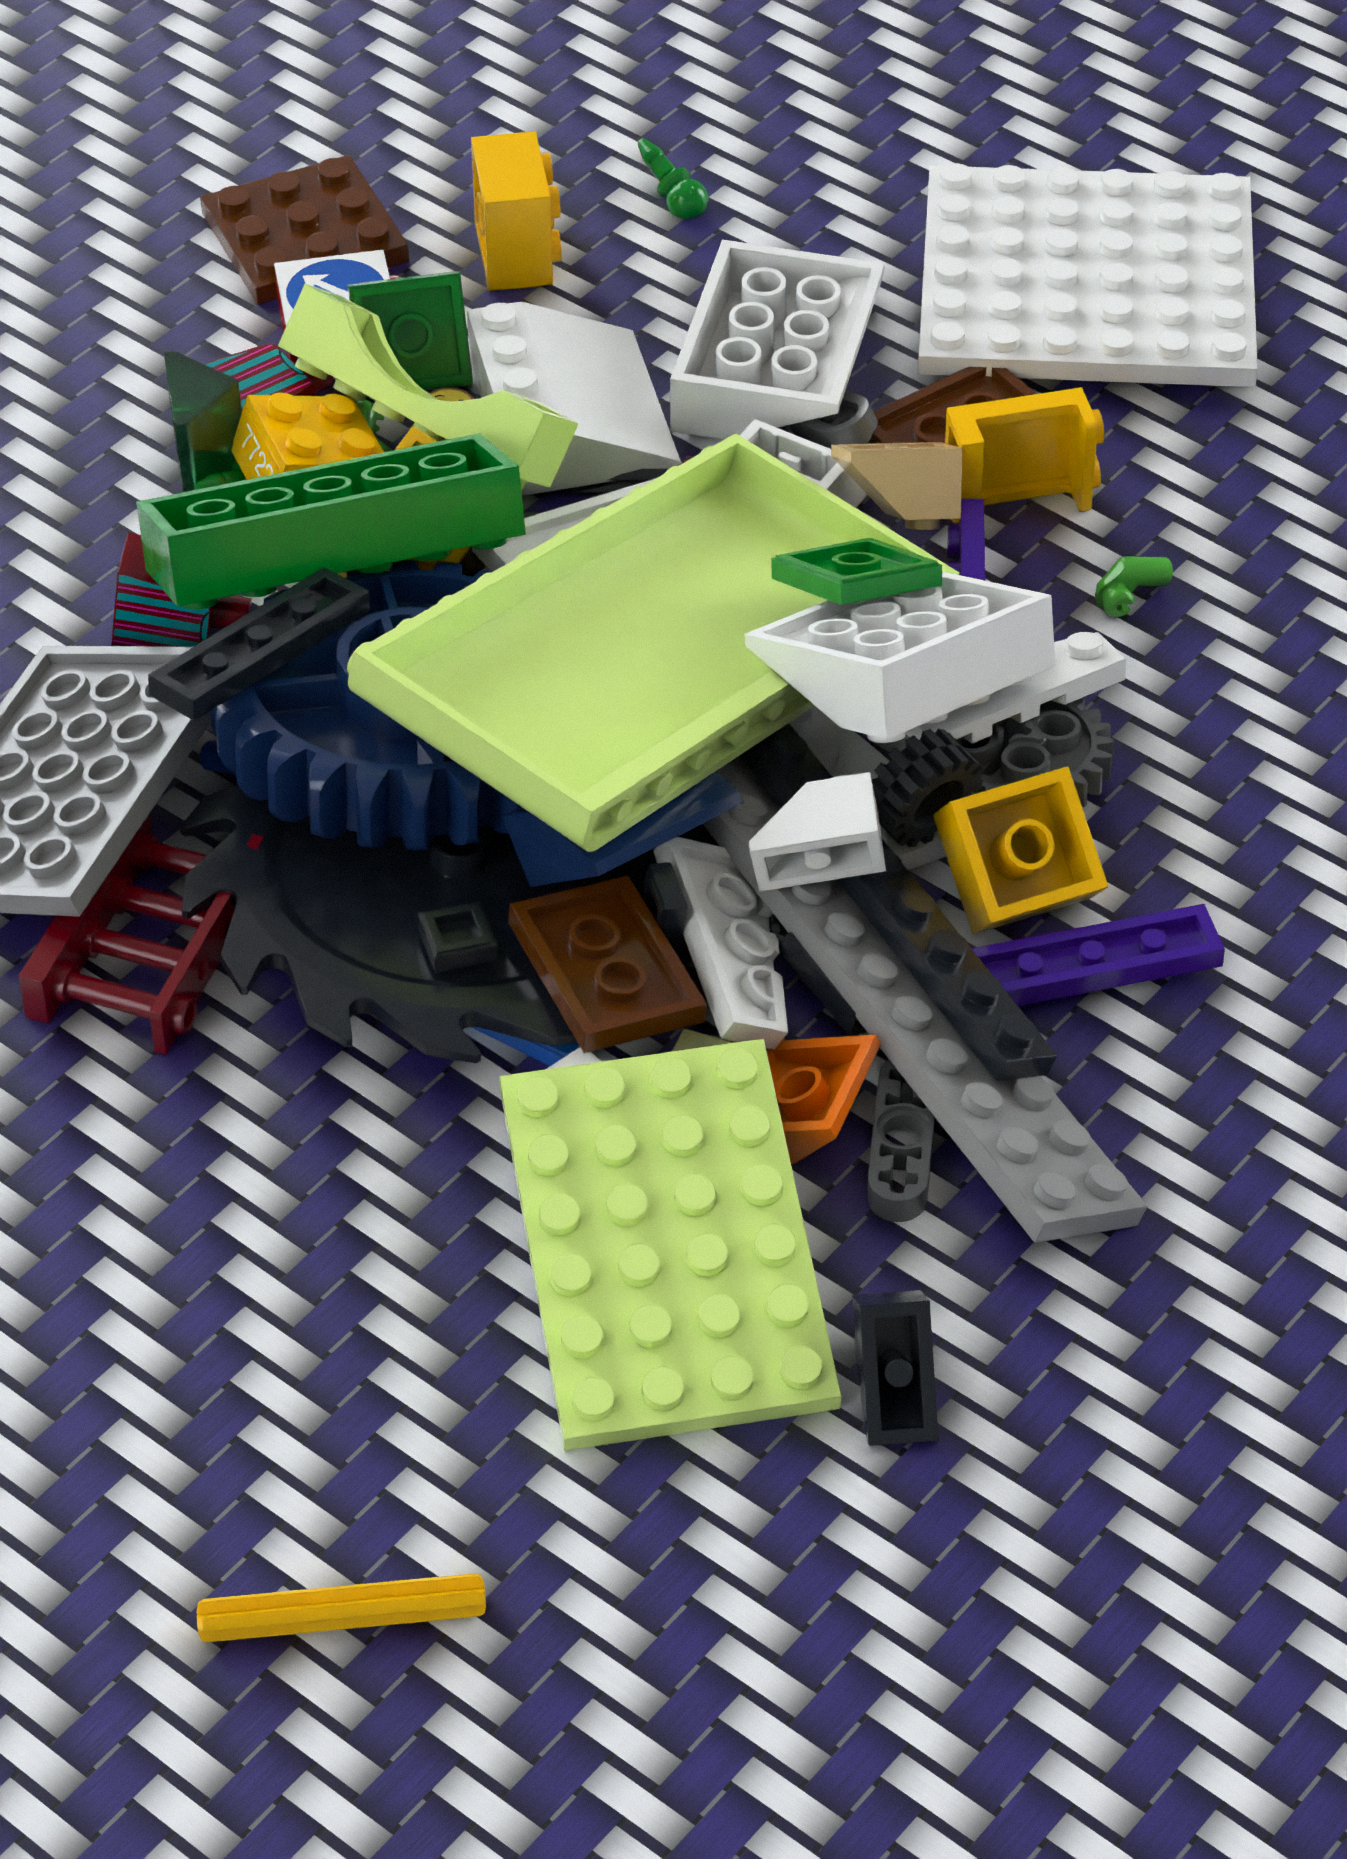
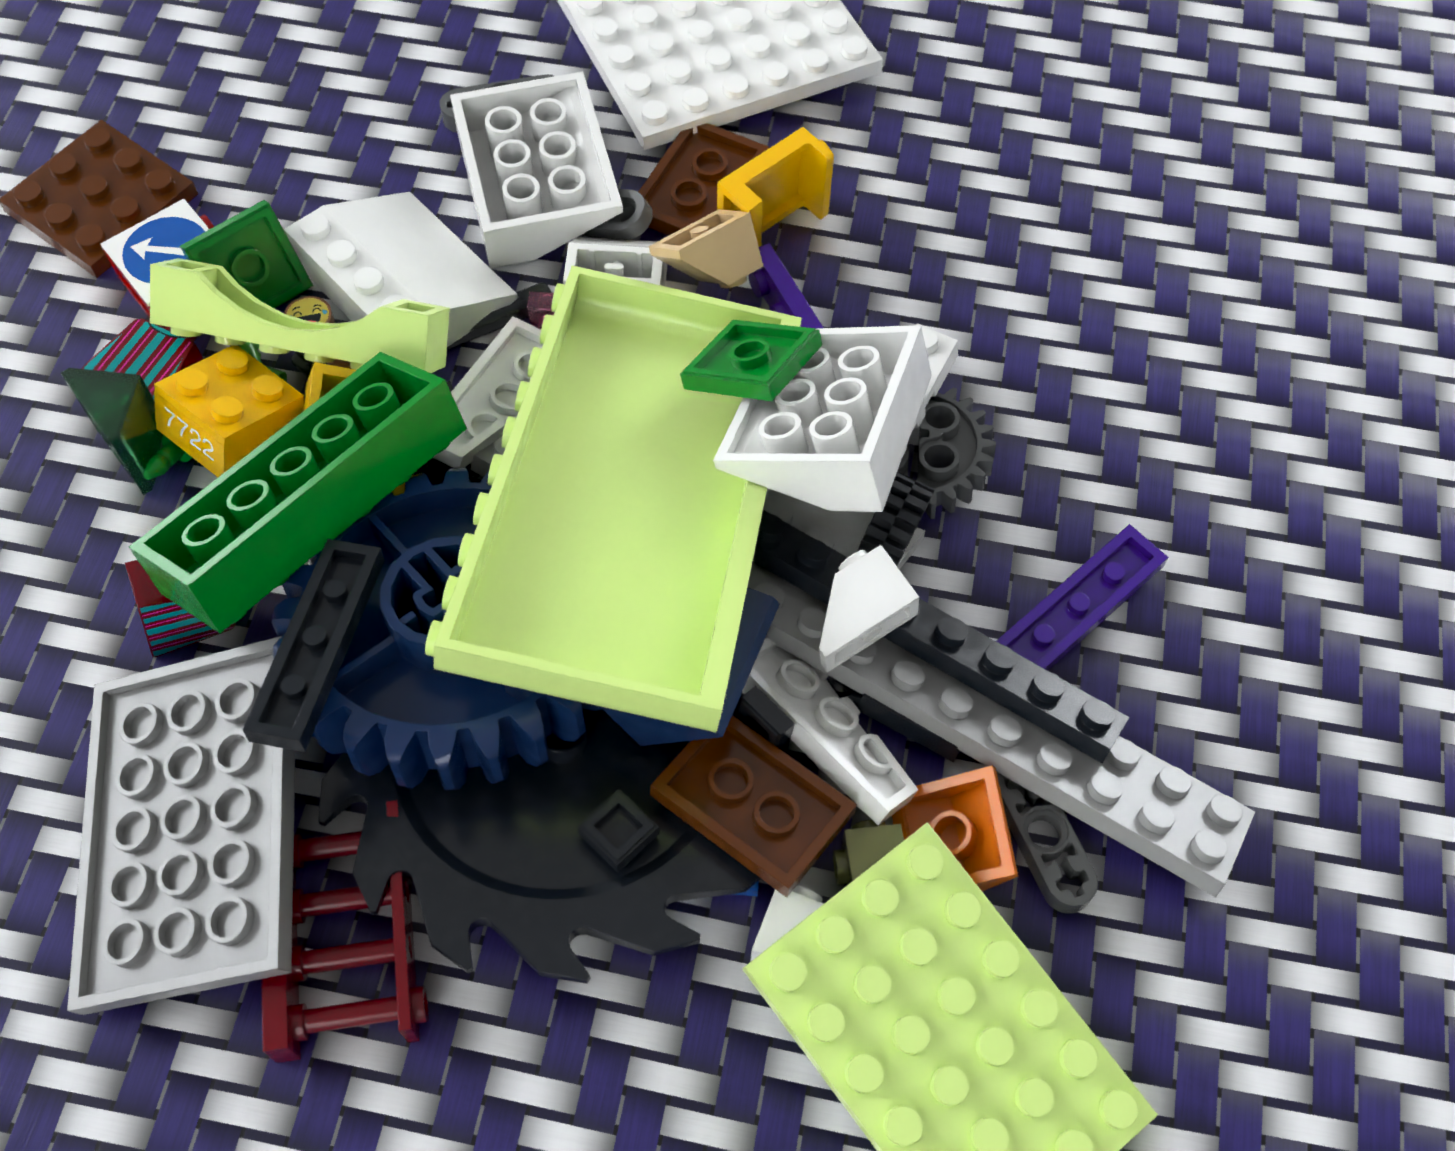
camera: 30 degrees left, 15 degrees up
(515, 210) = (268, 124): yellow brick -> none
(683, 195) = (381, 62): green bar -> none
(895, 1367) = (1181, 1062): black slope -> none
(1020, 850) = (991, 544): yellow brick -> none
(1125, 575) = (895, 259): bright green arm -> none

